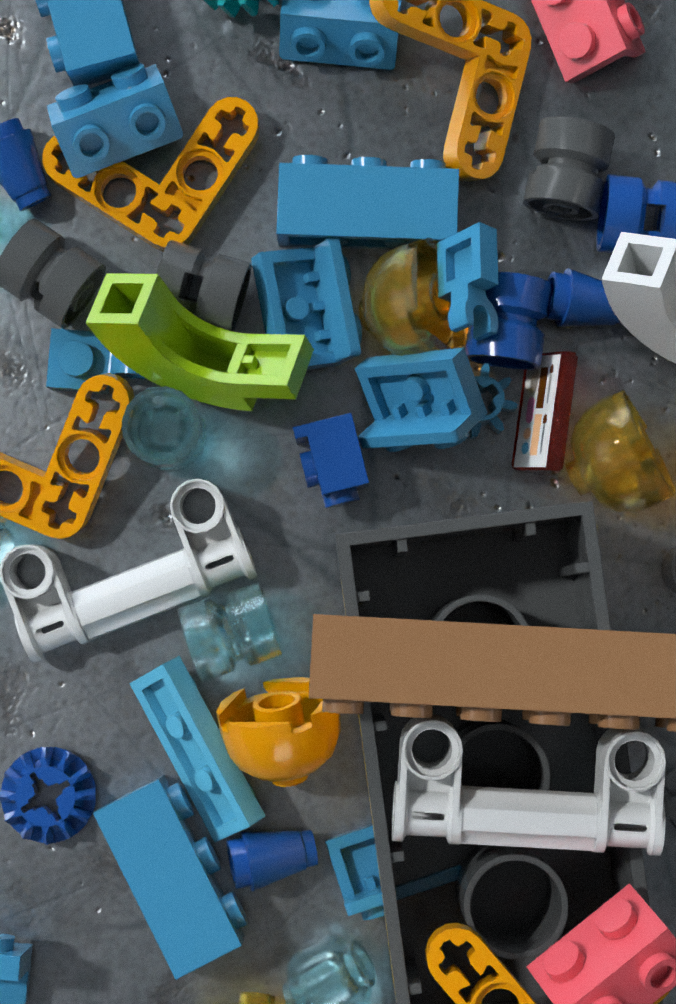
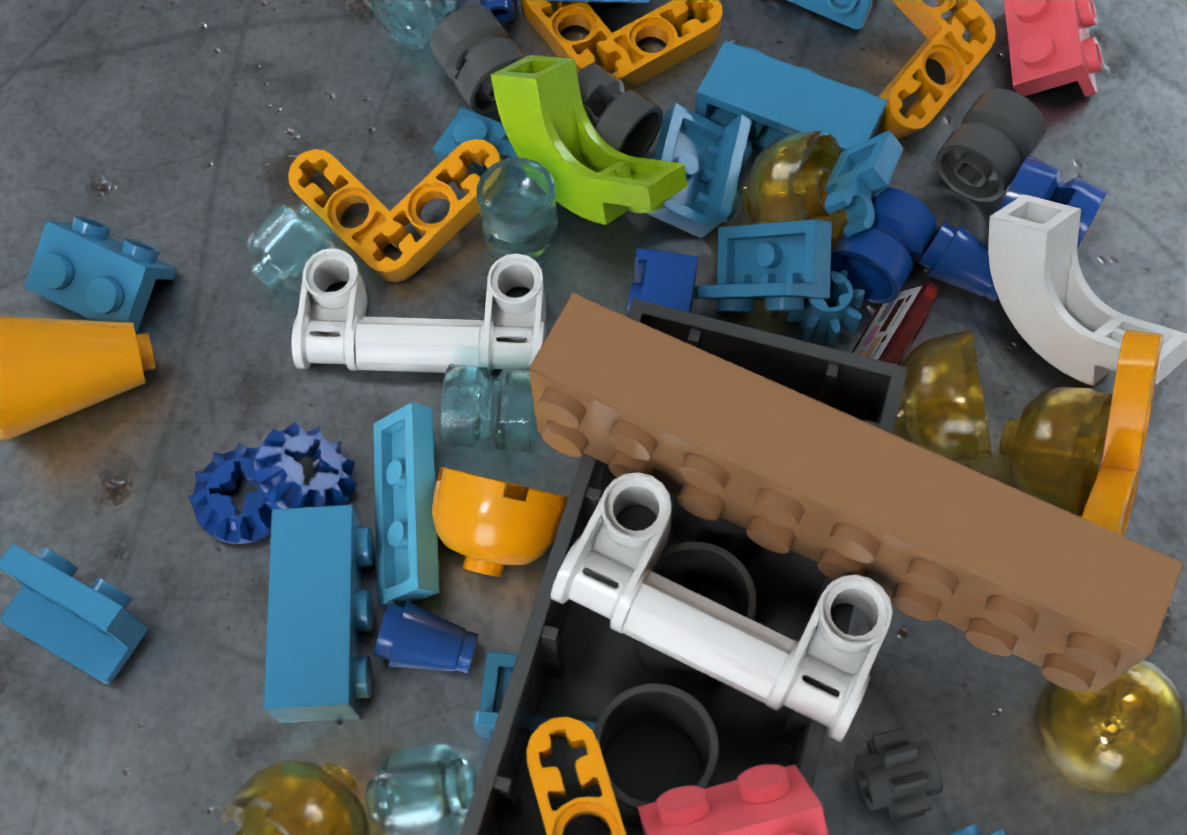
camera: 25 degrees right, 20 degrees down
(84, 778) = (281, 474): none -> blue gear

